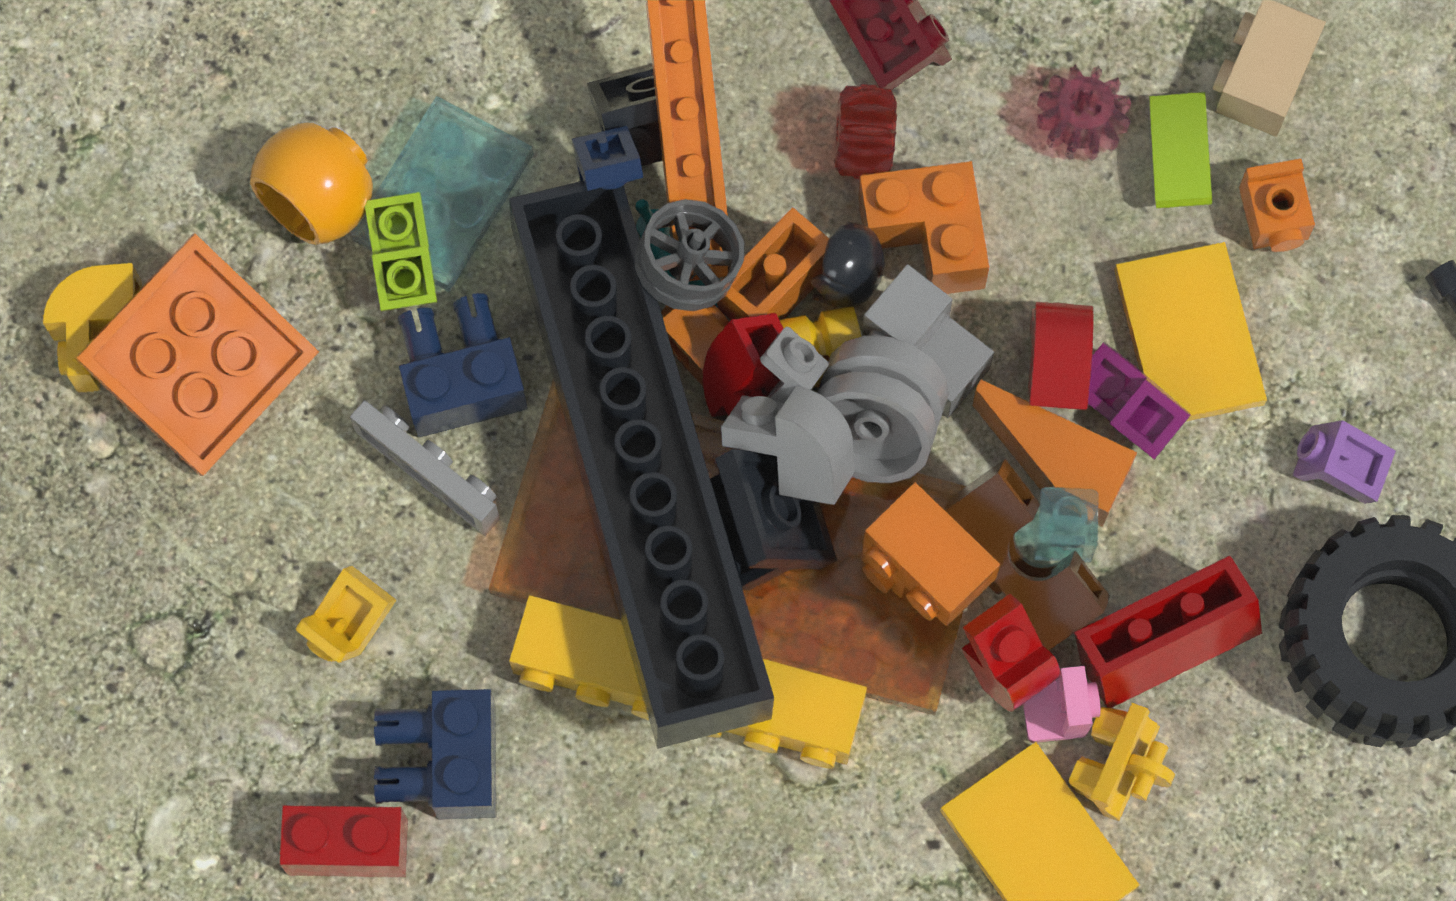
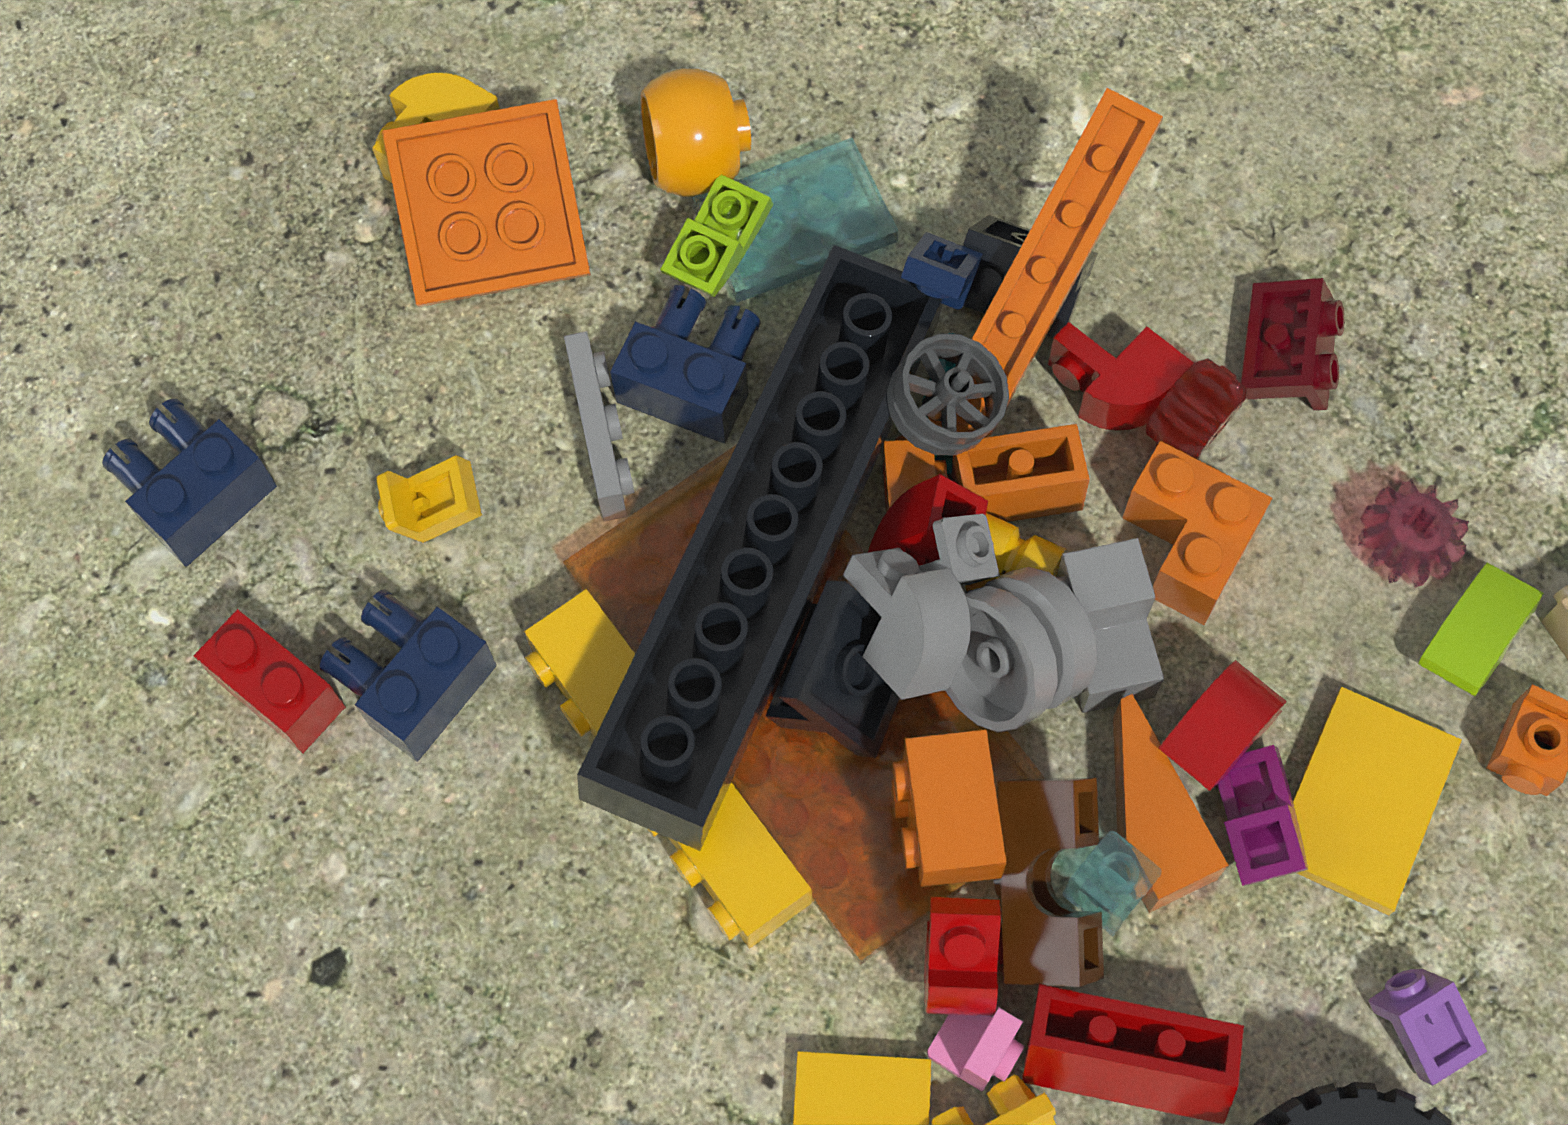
camera: 40 degrees right, 5 degrees down
(164, 742) = (199, 490): none -> dark blue brick
(795, 154) = (1117, 390): none -> red brick
(850, 267) = (1089, 510): black hair -> none

